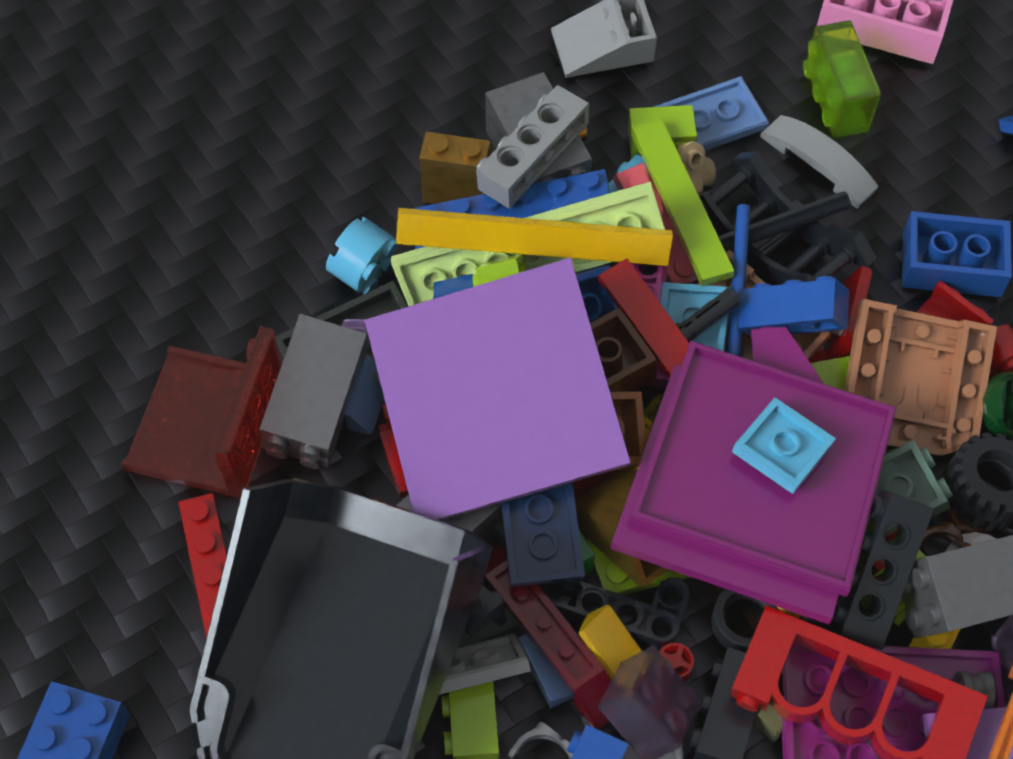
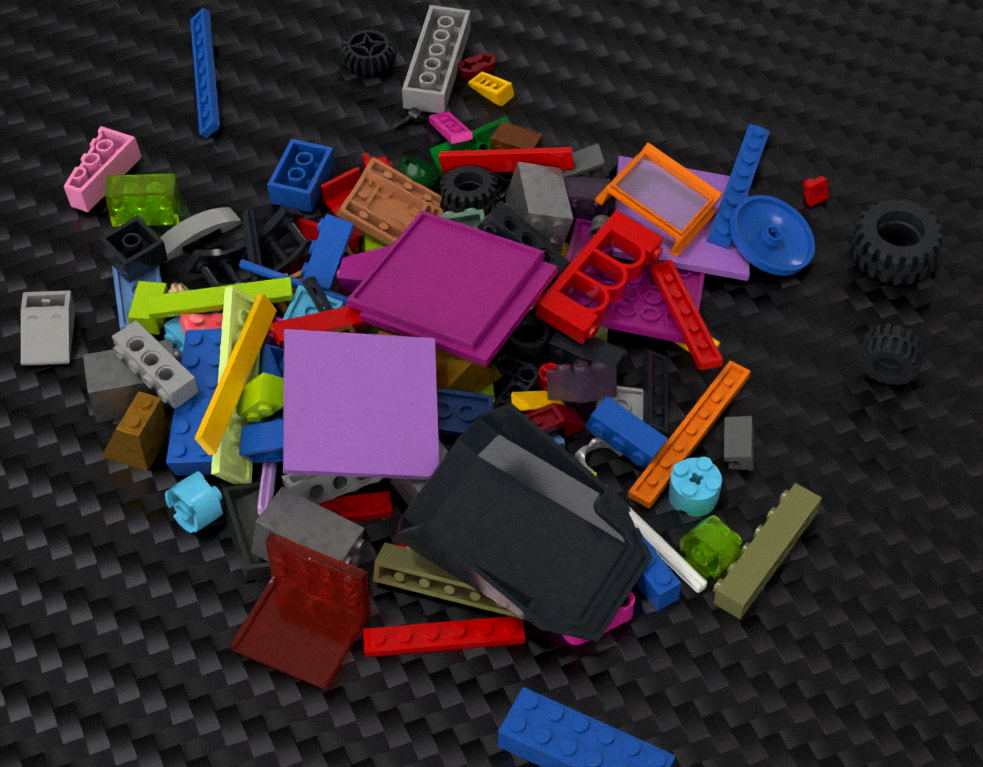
camera: 80 degrees left, 10 degrees down
(749, 87) = (133, 249): none -> black brick
(783, 445) = (440, 262): medium azure plate -> none

